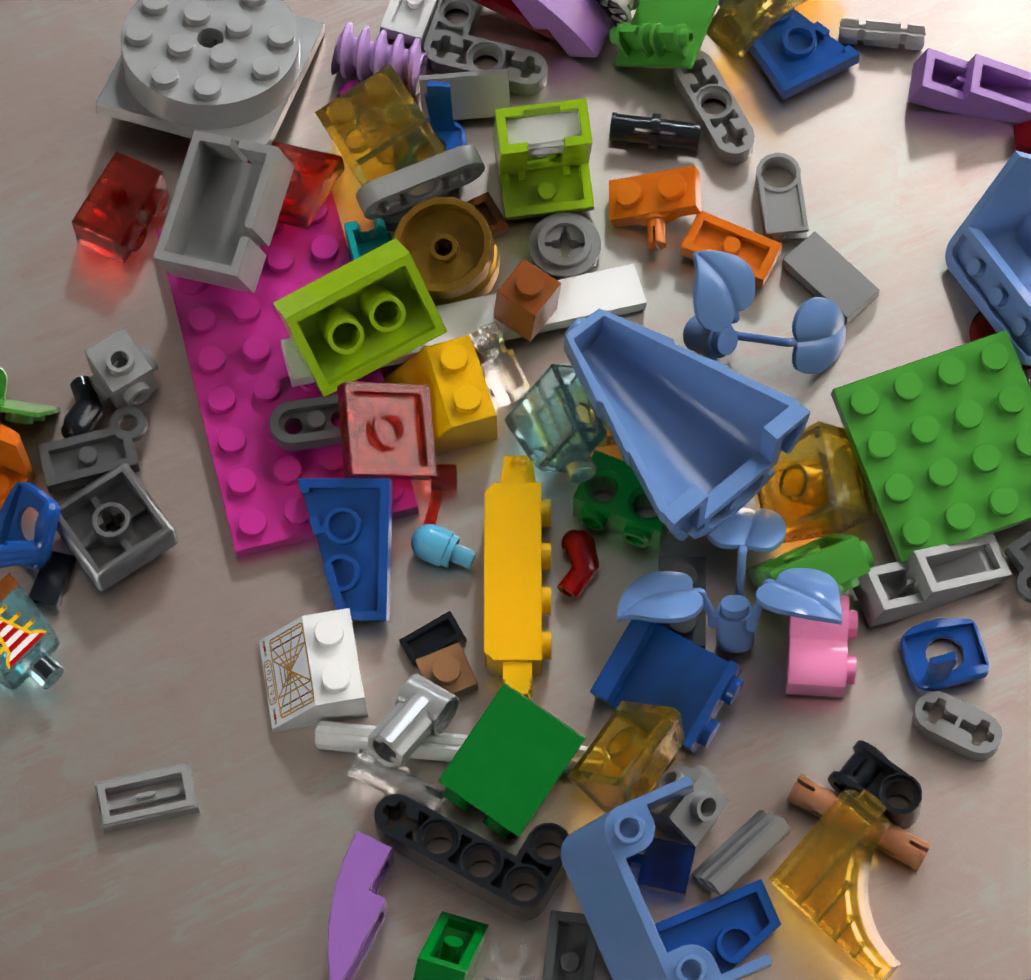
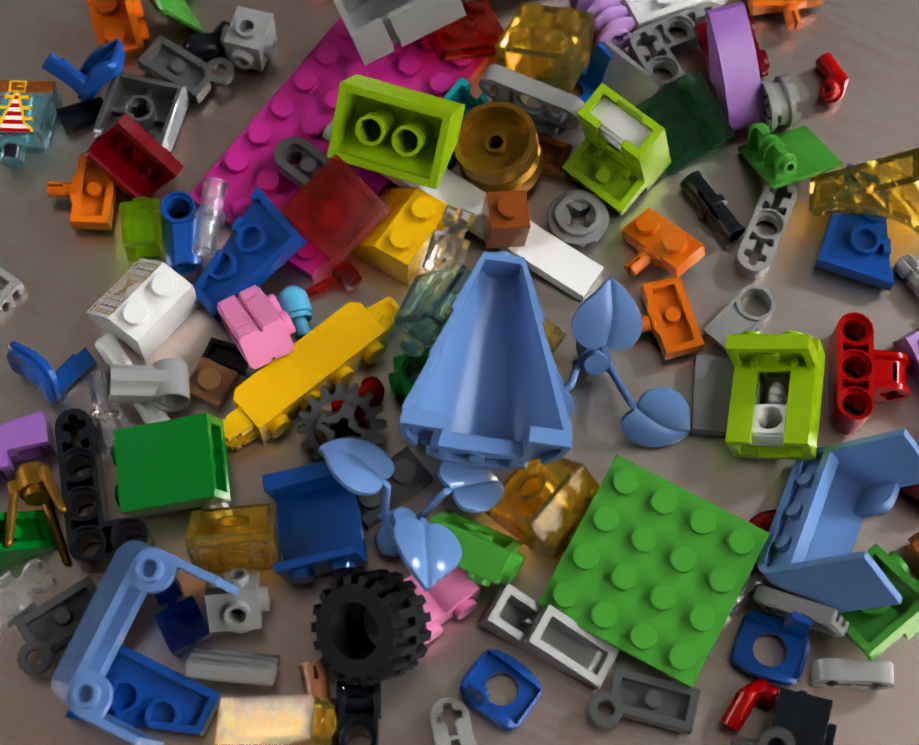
camera: 45 degrees right, 0 degrees up
(150, 631) = (90, 194): none -> orange plate
(163, 563) = (132, 158): none -> dark red bracket
(236, 613) = (142, 229): none -> clear neon green brick
(276, 586) = (180, 233): none -> blue piece
(287, 544) = (209, 217): none -> clear pin
(310, 807) = (41, 374): none -> blue piece
(419, 895) = (35, 486): none -> pearl gold plant
(437, 587) = (257, 326): none -> bright pink brick
(555, 72) = (690, 119): none -> clear green hinge
(580, 581) = (323, 419): none -> dark grey gear
(820, 742) = (343, 633): none -> black tyre
(858, 199) = (775, 363): none -> lime brick
(929, 135) = (879, 372): none -> red piece

